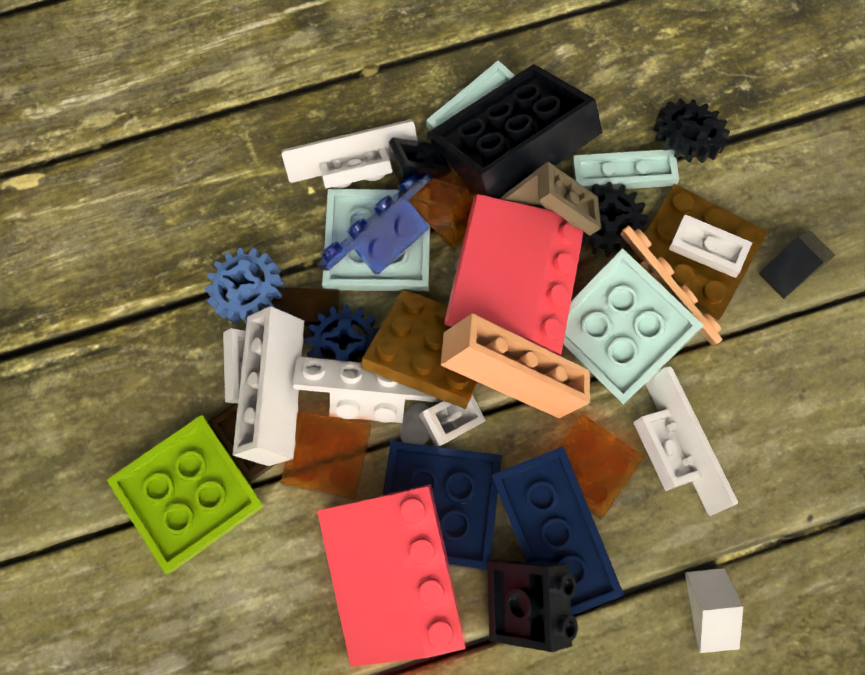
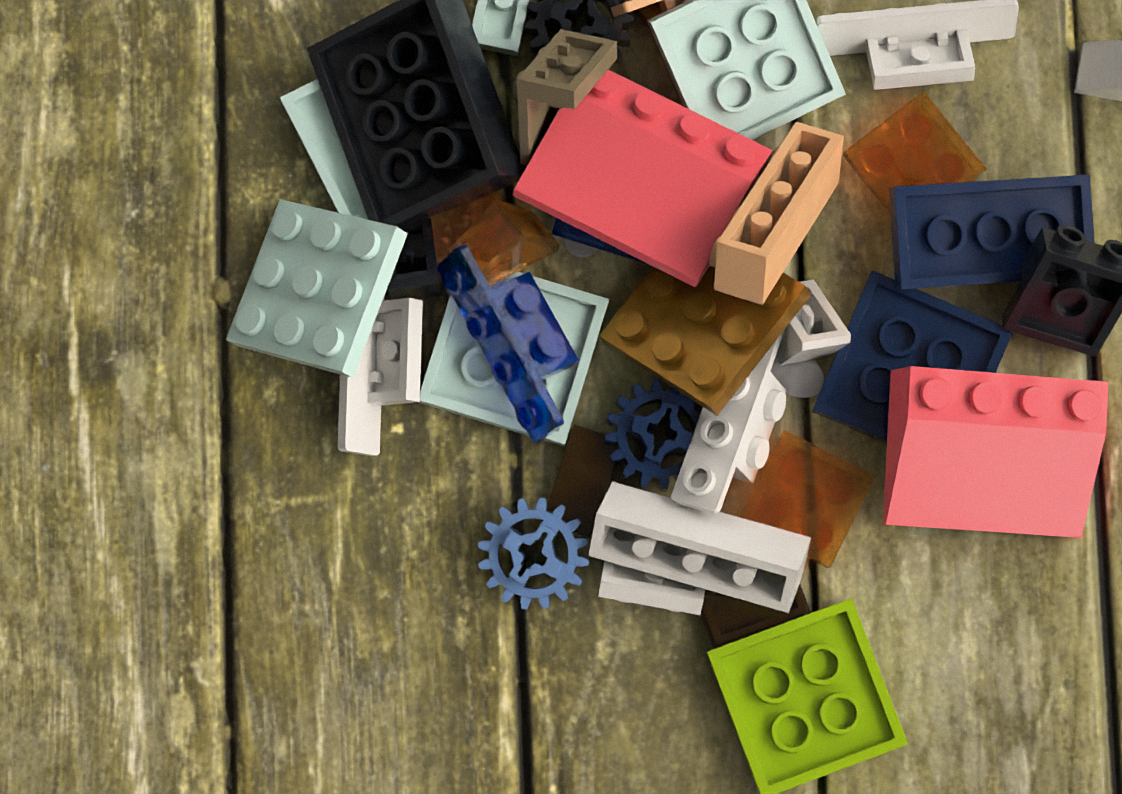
camera: 80 degrees left, 10 degrees up
(380, 107) = (317, 287): none -> light aqua plate

